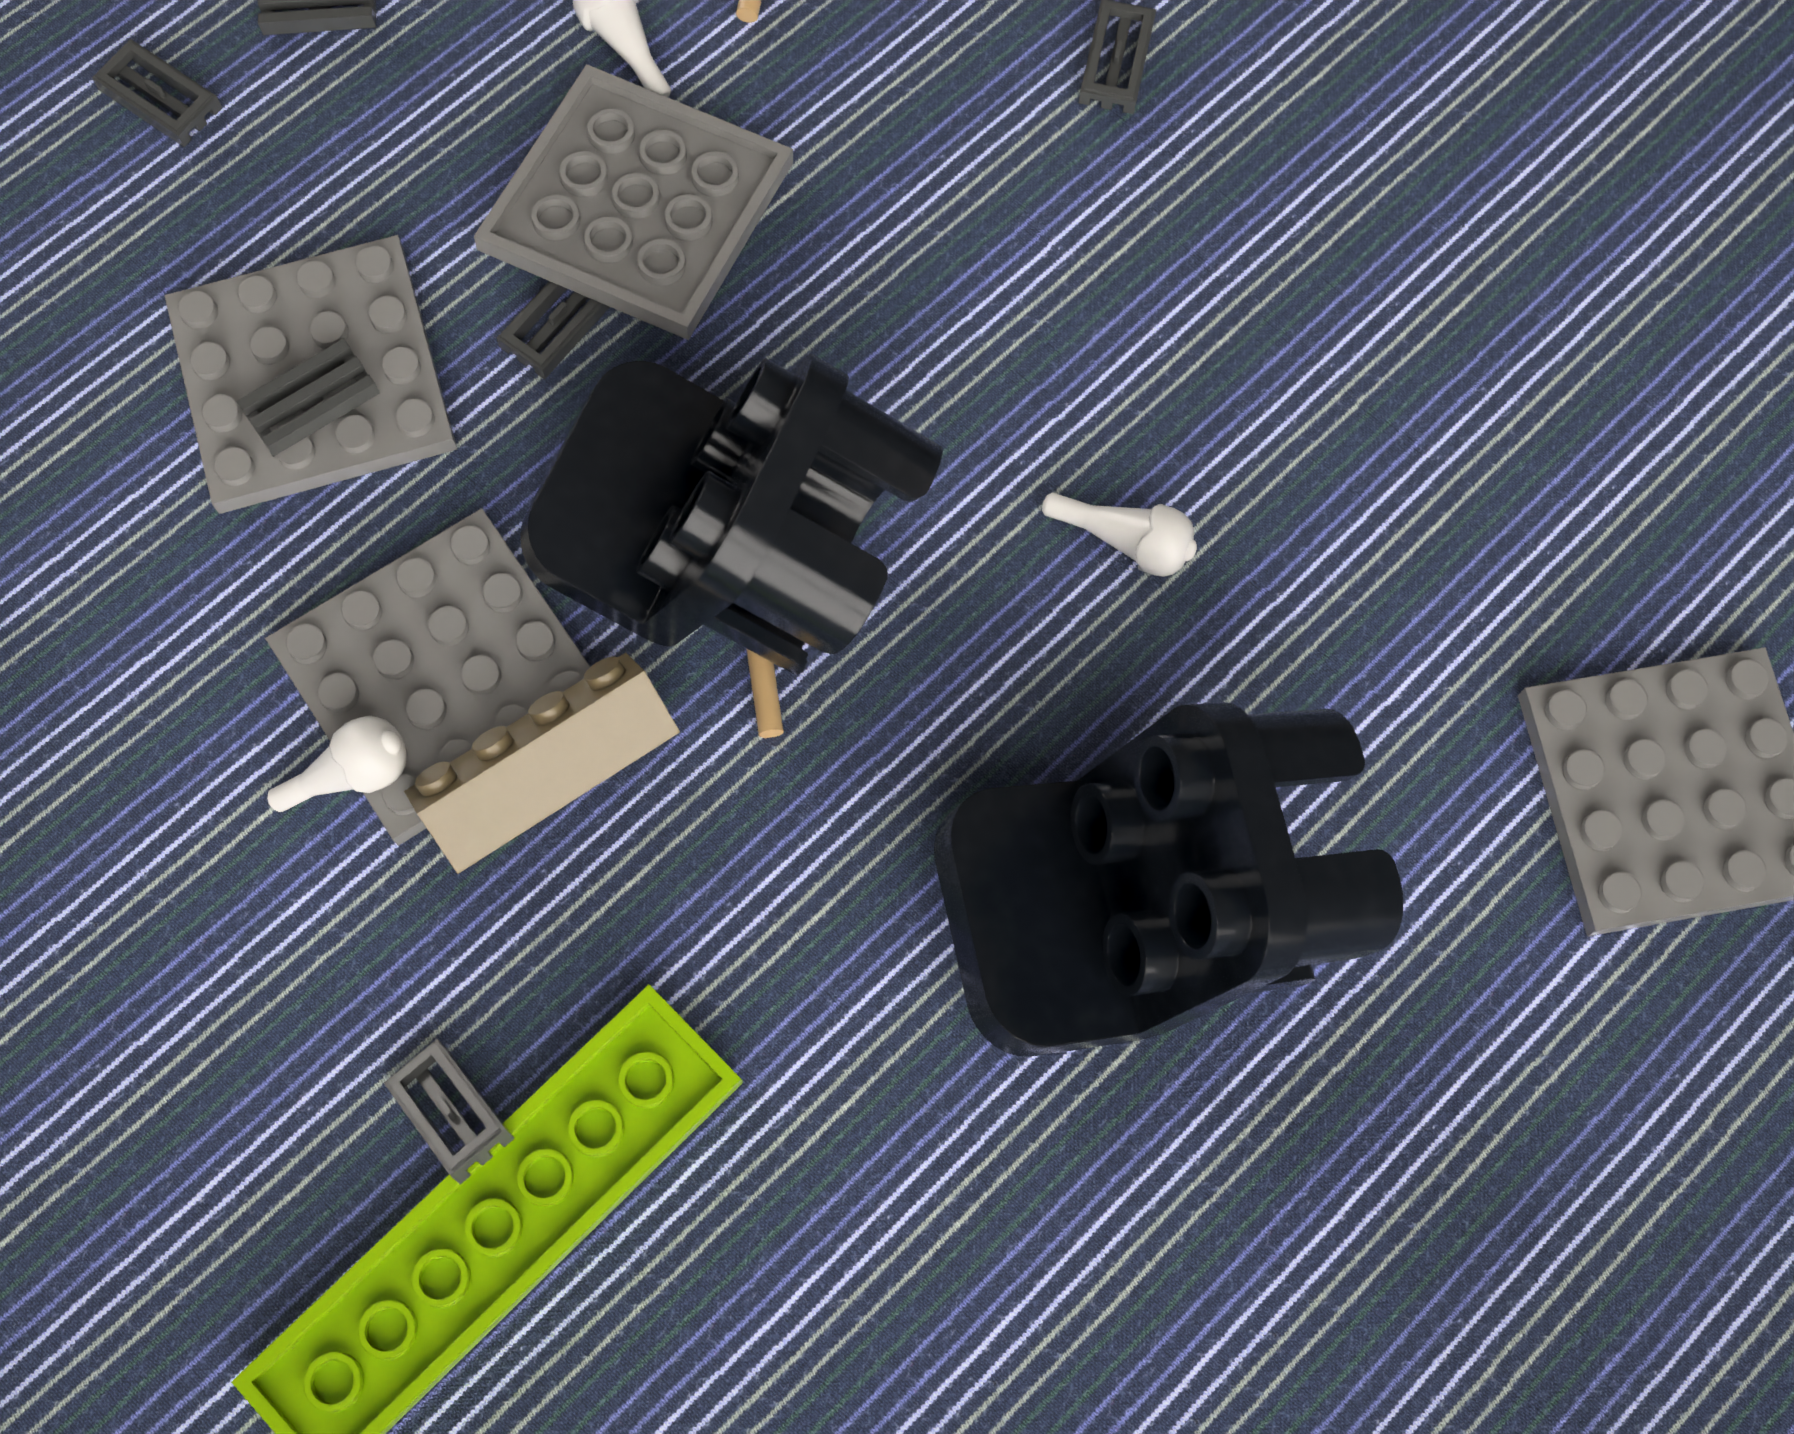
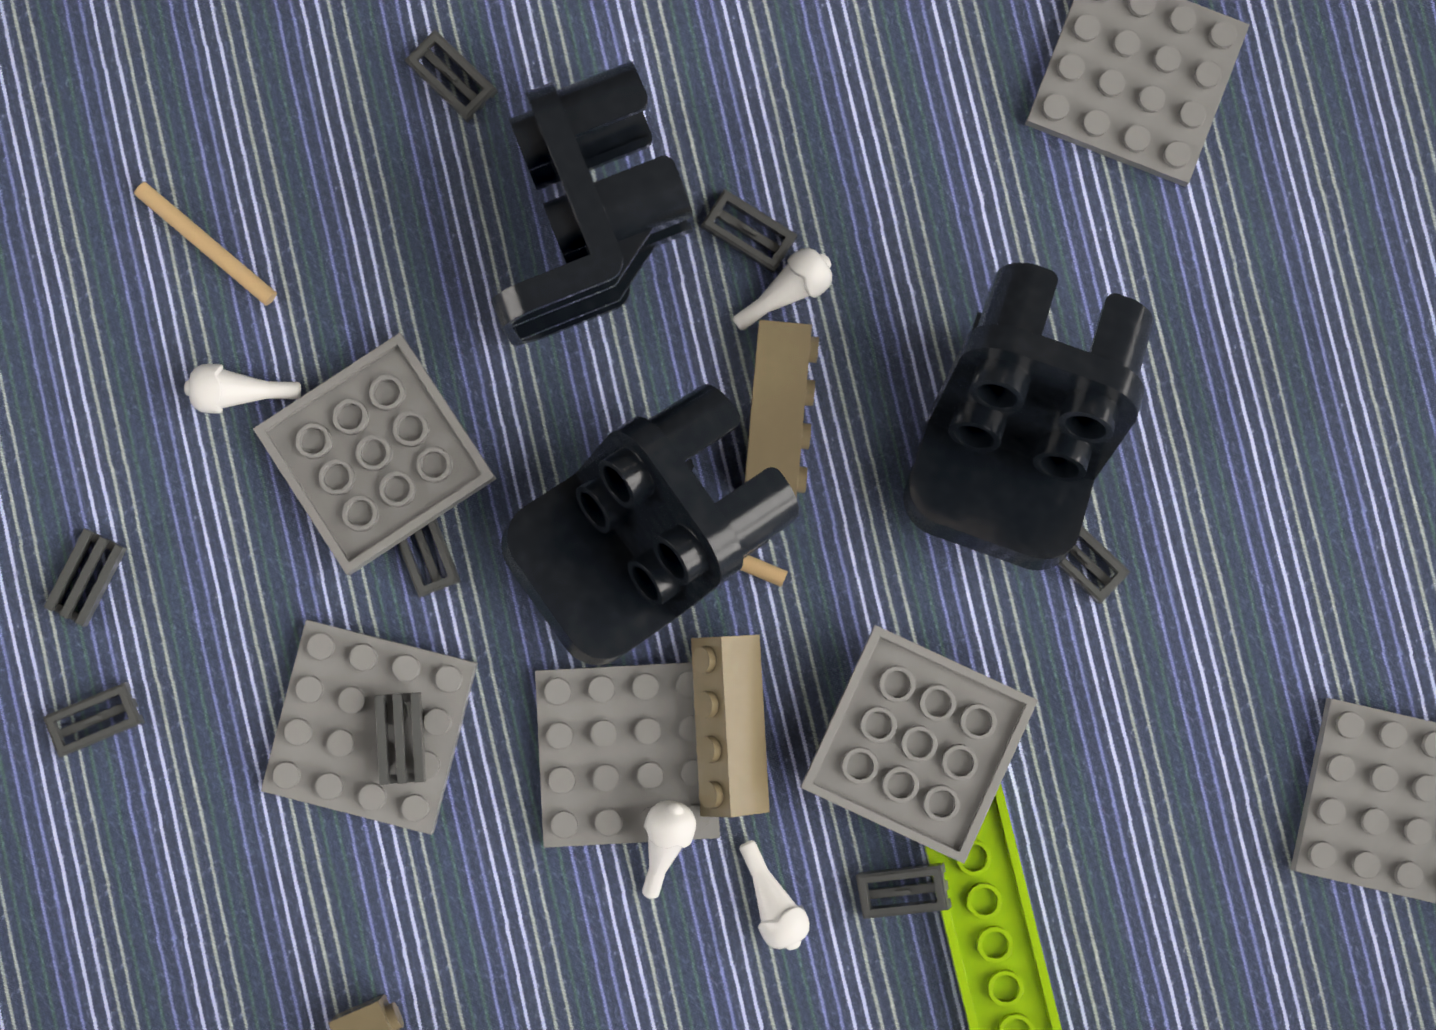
camera: 60 degrees left, 15 degrees up
(324, 978) = (782, 921): none -> white piece
(652, 1008) = (919, 744): none -> light grey plate
(975, 600) = (780, 401): none -> dark tan brick
(1020, 1145) = (1109, 583): none -> dark grey tile
(1064, 235) = (599, 225): none -> black piece
(1163, 405) = (779, 250): none -> dark grey tile

